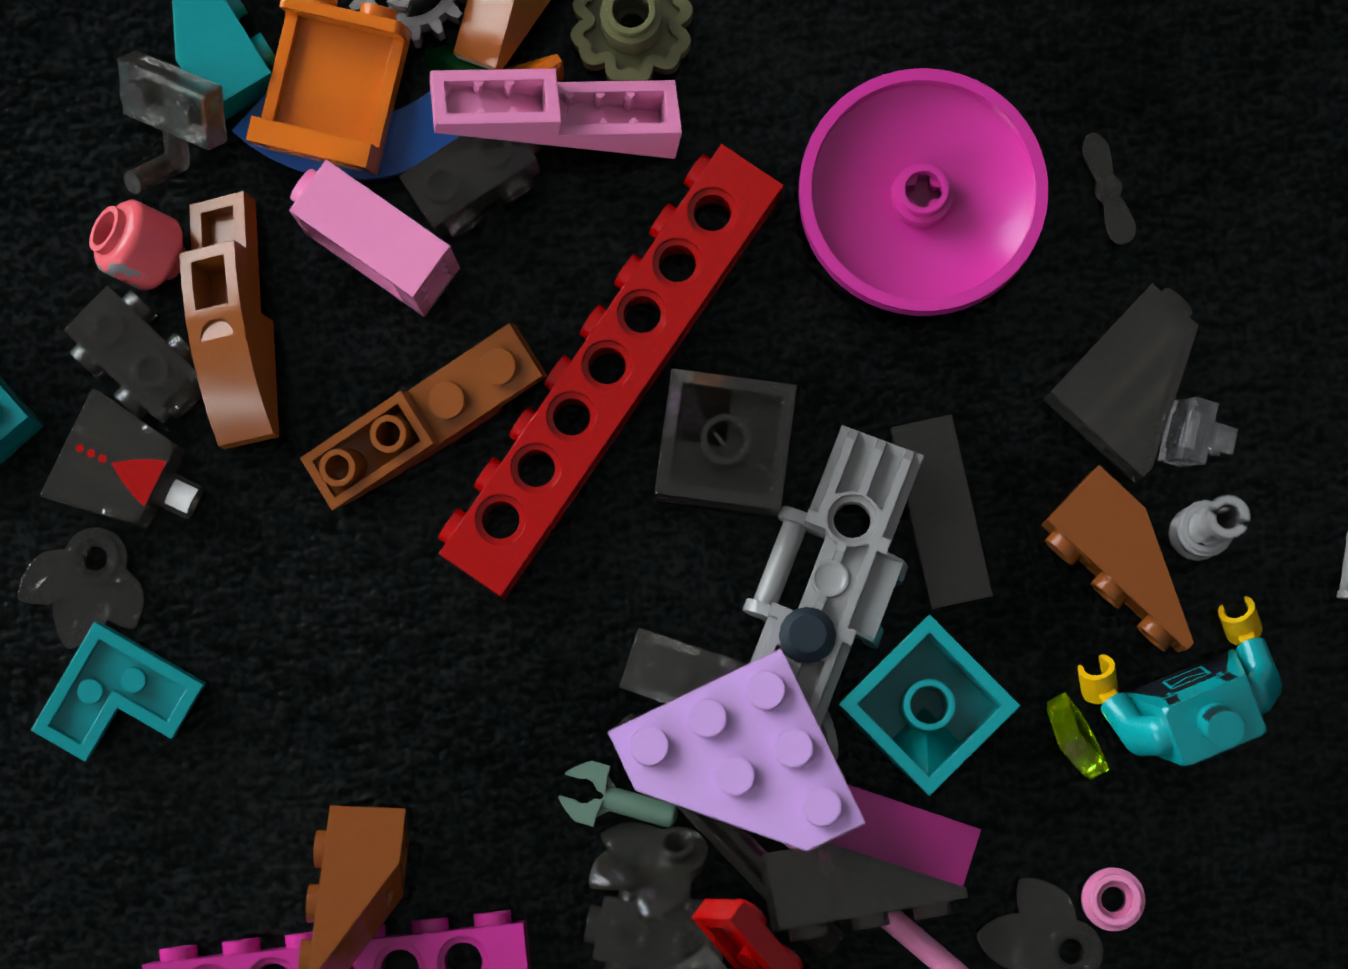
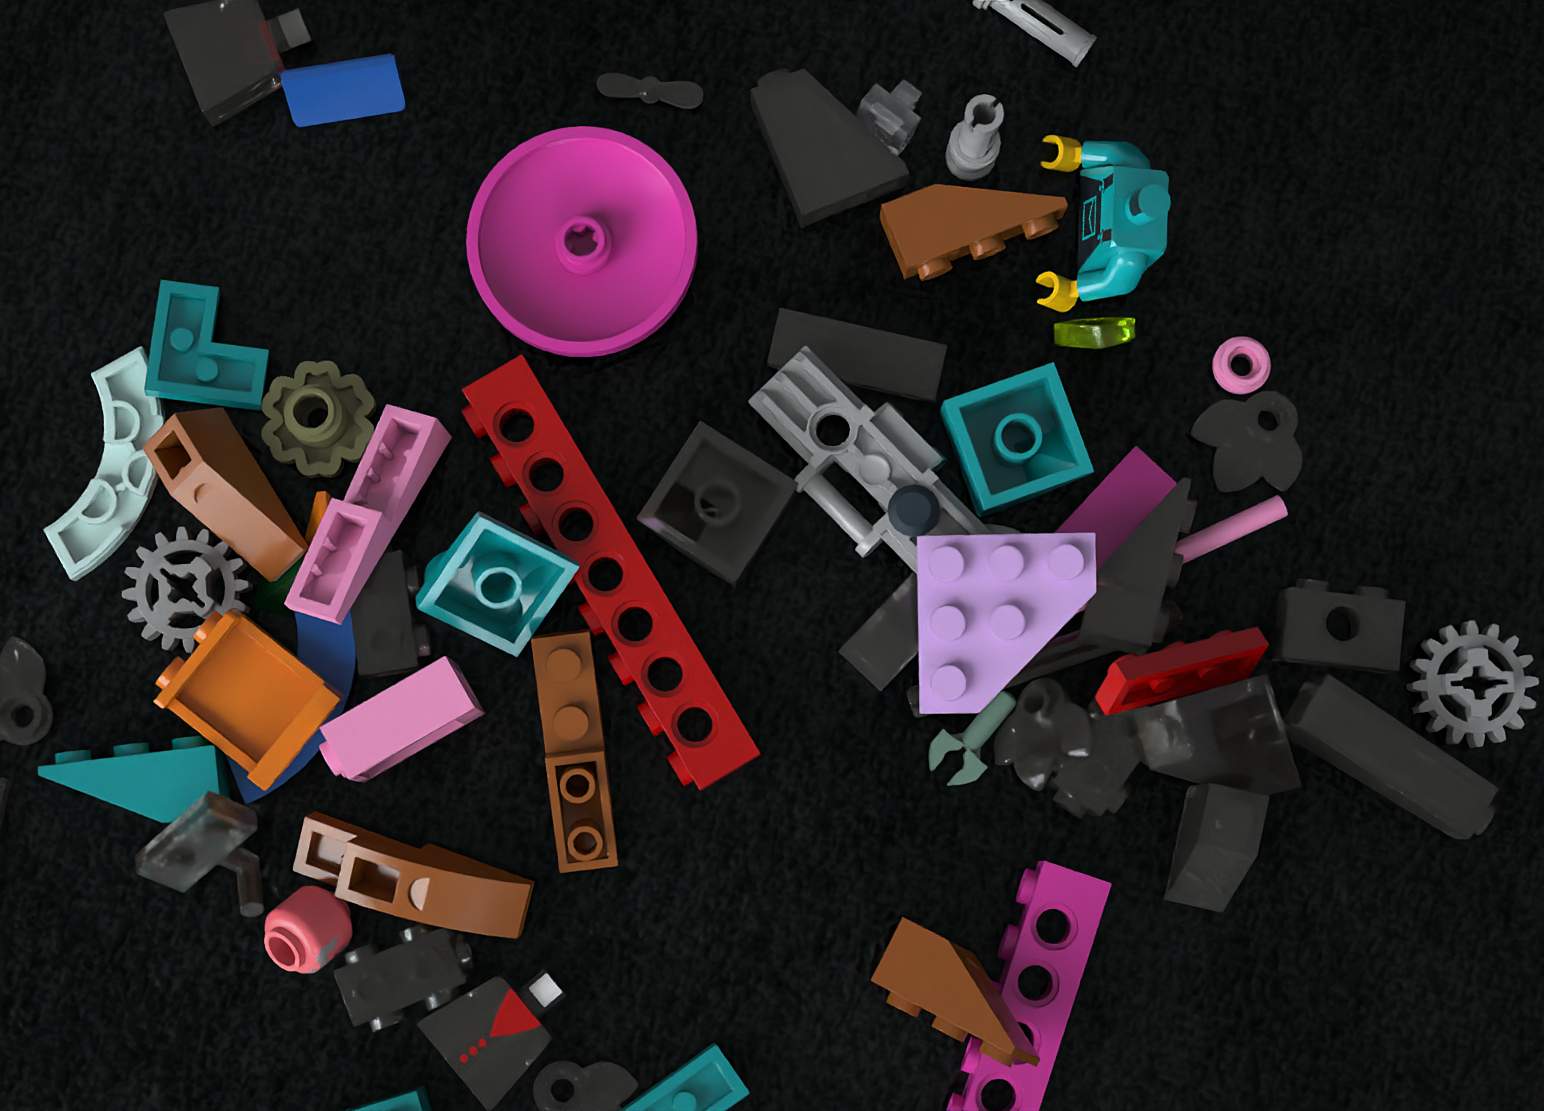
camera: 75 degrees left, 0 degrees up
(546, 263) = (495, 583): none -> teal slope

